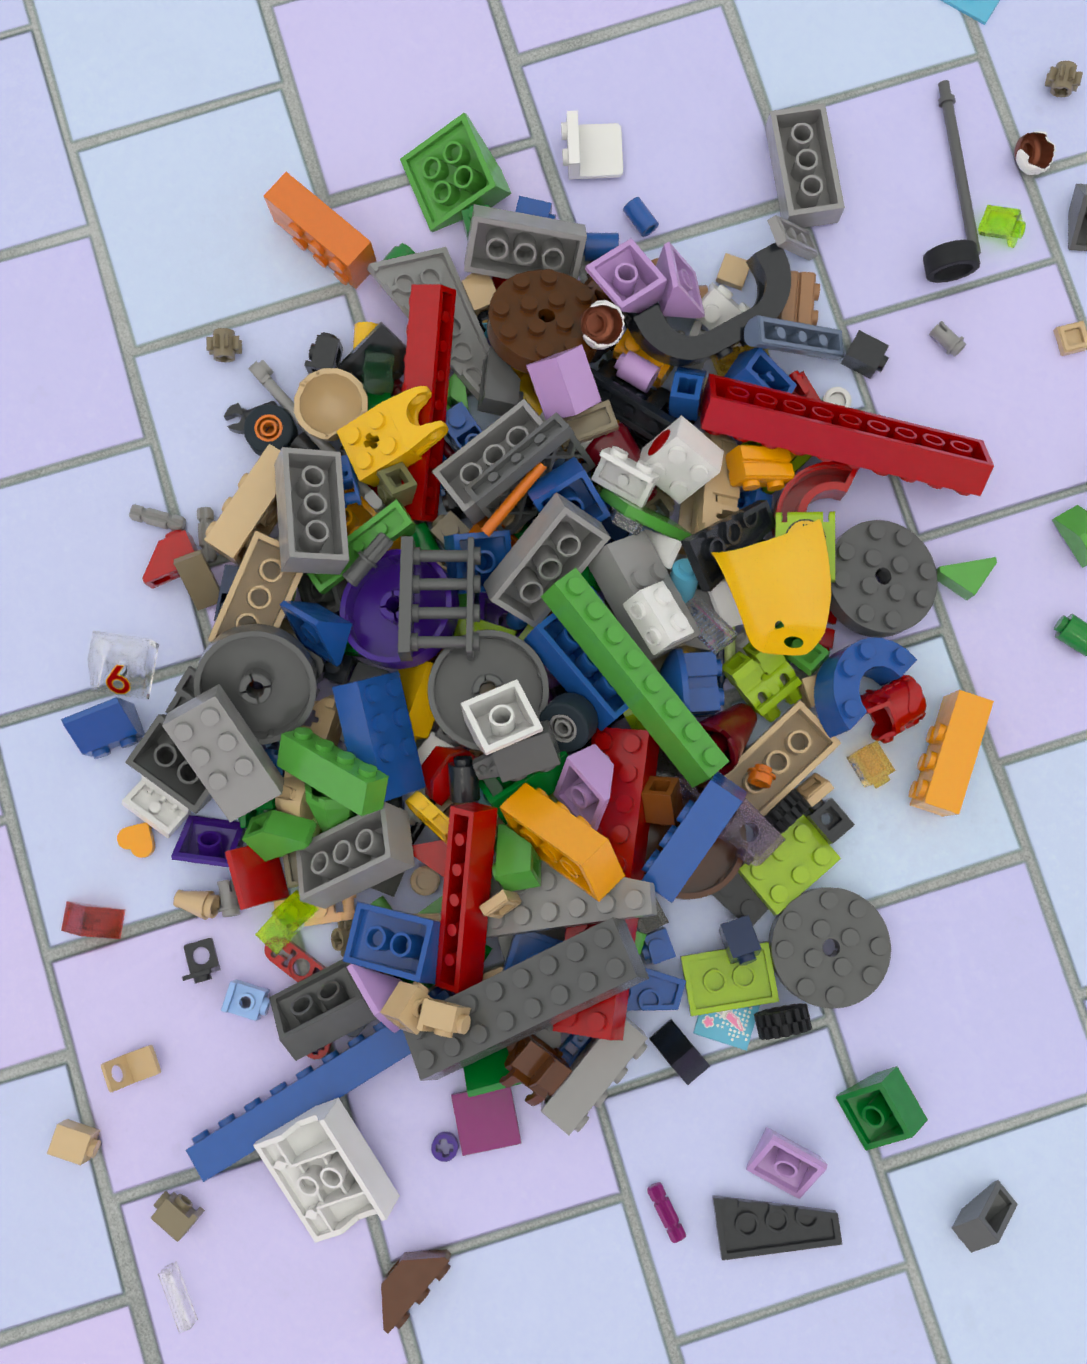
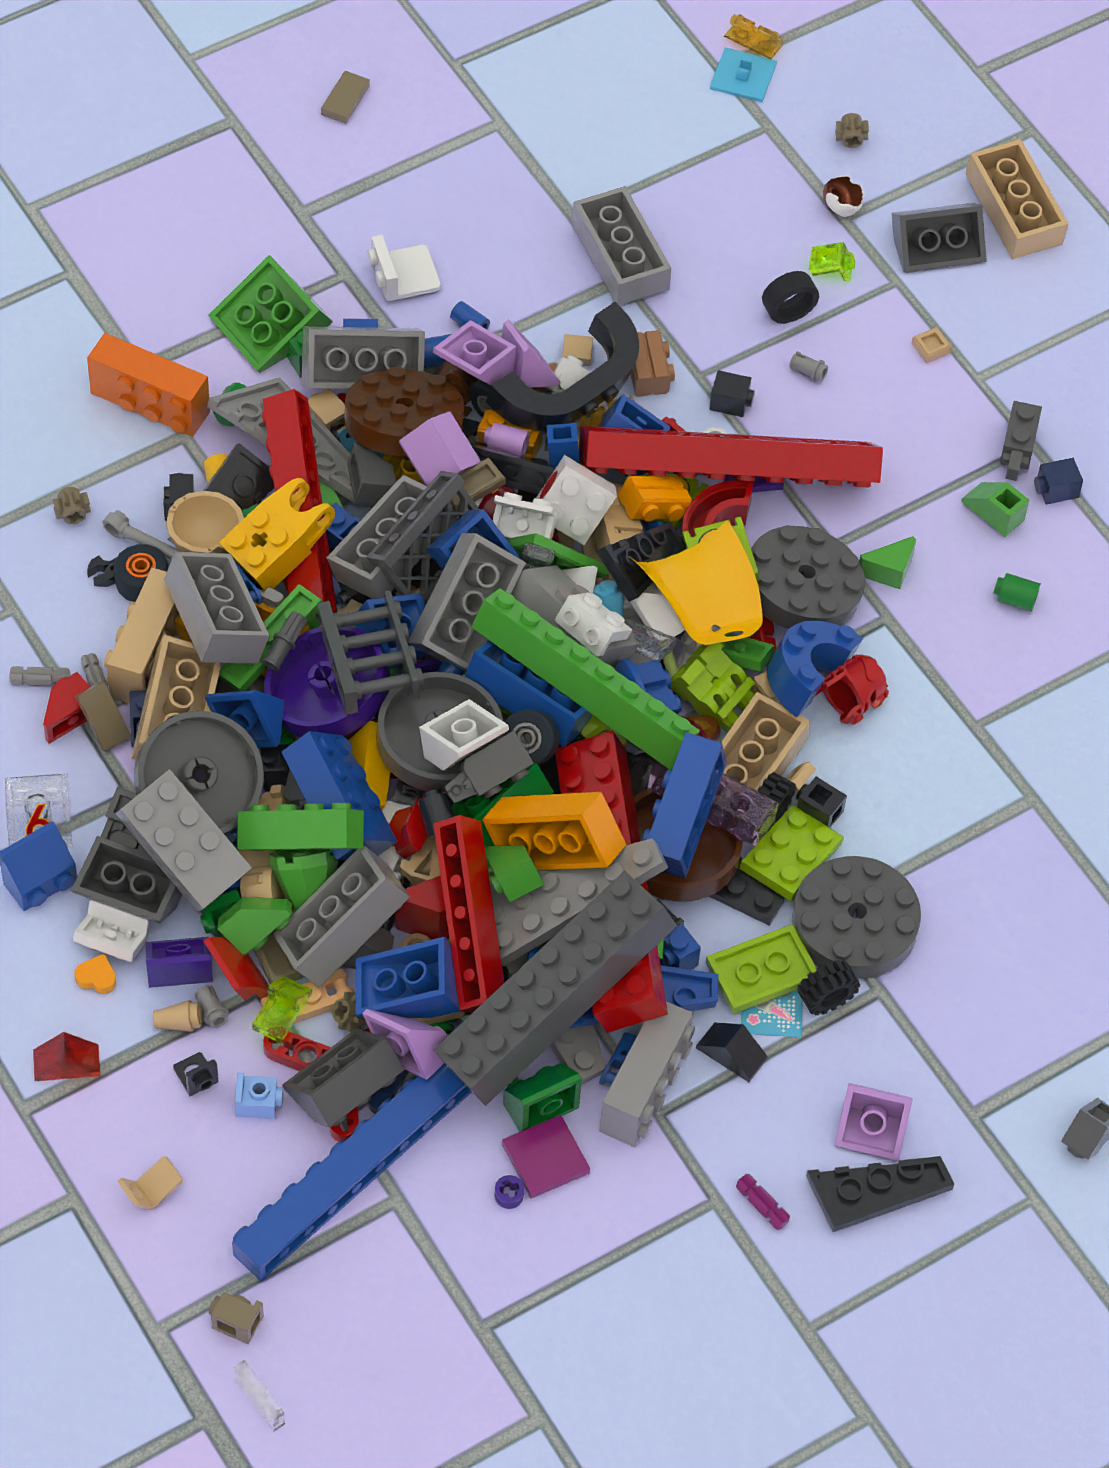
camera: 20 degrees left, 25 degrees down
(74, 1142) = (105, 1271): tan brick -> none
(327, 1171) = (389, 1230): white piece -> none
(377, 373) = (244, 488): clear green bracket -> none
(390, 485) = (287, 578): olive brick -> none
(405, 1005) = (439, 1022): tan brick -> none
(409, 1283) = (508, 1324): reddish brown slope -> none
(429, 814) = (418, 858): yellow piece -> none
(443, 1018) = (480, 1010): tan brick -> none
(500, 904) = (507, 912): tan tile -> none
(513, 498) = (418, 556): orange bar -> none
(536, 1067) = (587, 1054): reddish brown piece -> none
(586, 784) = (562, 773): lavender slope -> none
(602, 325) = (464, 394): copper hair -> none
(662, 800) = (642, 791): dark orange brick -> none
(740, 940) = (761, 920): dark blue brick -> none
(761, 776) = (738, 763): orange plate -> none
(792, 237) = (628, 302): light grey tile -> none
(794, 337) = (656, 383): sand blue brick -> none
(871, 765) = (847, 745): clear yellow brick -> none
(882, 1109) = (955, 1052): green slope -> none
(946, 103) = (745, 170): dark grey bar -> none
(950, 753) = (922, 715): light orange brick -> none

